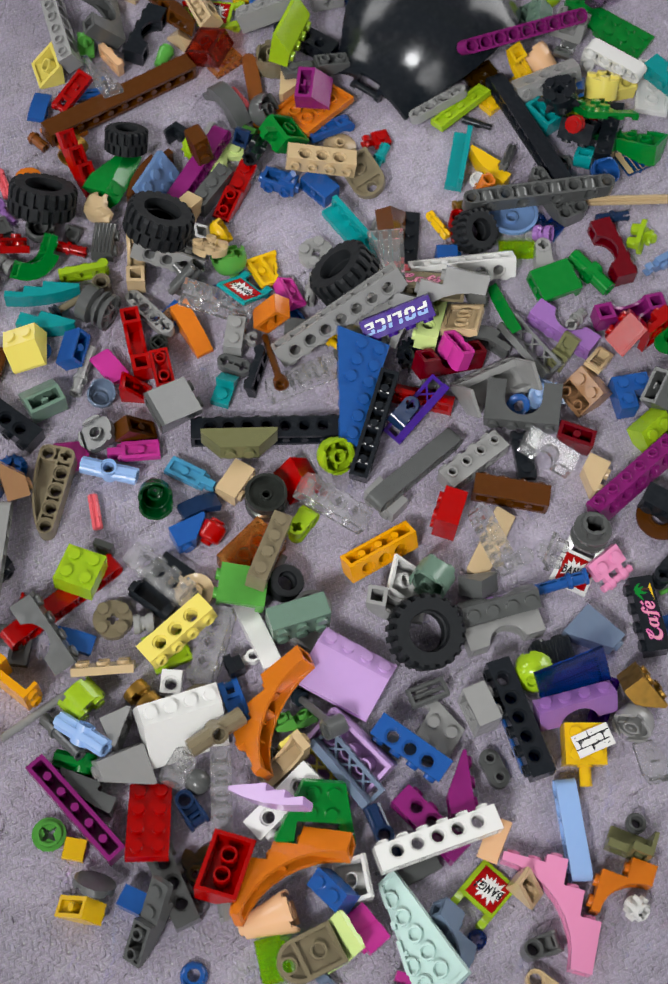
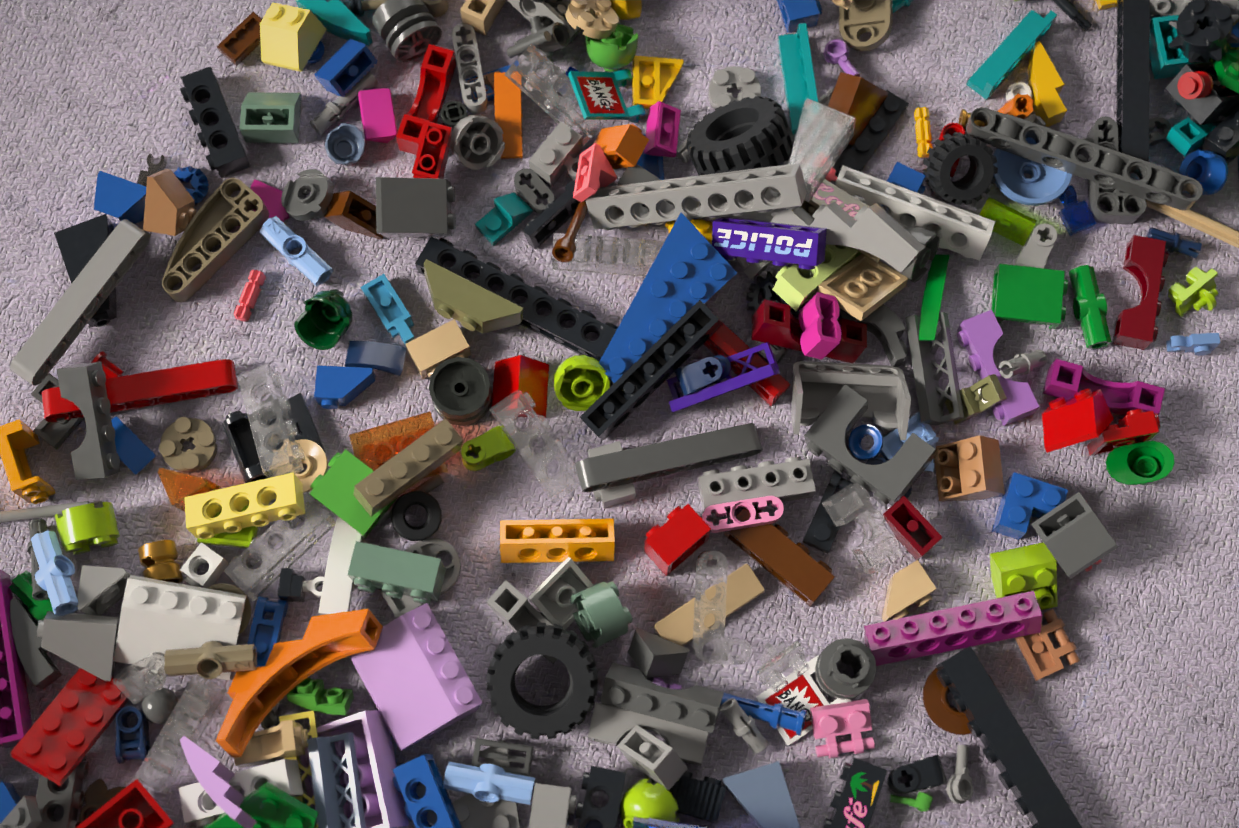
camera: 35 degrees right, 10 degrees up
(80, 572) = (174, 367): lime brick -> none
(103, 547) = (230, 348): dark grey tile -> none
(103, 667) = (133, 502): tan plate -> none
(128, 641) = (183, 485): none -> clear orange slope
(132, 389) = (387, 158): red slope -> none
(135, 451) = (344, 242): dark pink hinge -> none
(143, 623) = (217, 470): light grey wheel -> none
(184, 351) = (477, 142): none -> light grey cylinder
(212, 531) = (370, 399): red head -> none
(266, 333) = (592, 173): none -> coral slope
(329, 725) = (346, 736): dark grey piece -> none
(362, 204) = (837, 53): none -> medium lavender plate
(431, 710) = (489, 783): none -> light blue piece
(481, 470) = (765, 518): none -> bright pink beam
(507, 157) = (1078, 83): dark grey axle -> none
(516, 639) = (652, 757): none -> light grey brick
(543, 232) = (1060, 219): medium lavender wheel -> none
(555, 596) = (744, 725): none -> light grey pin
(599, 360) = (1026, 431): tan slope -> none

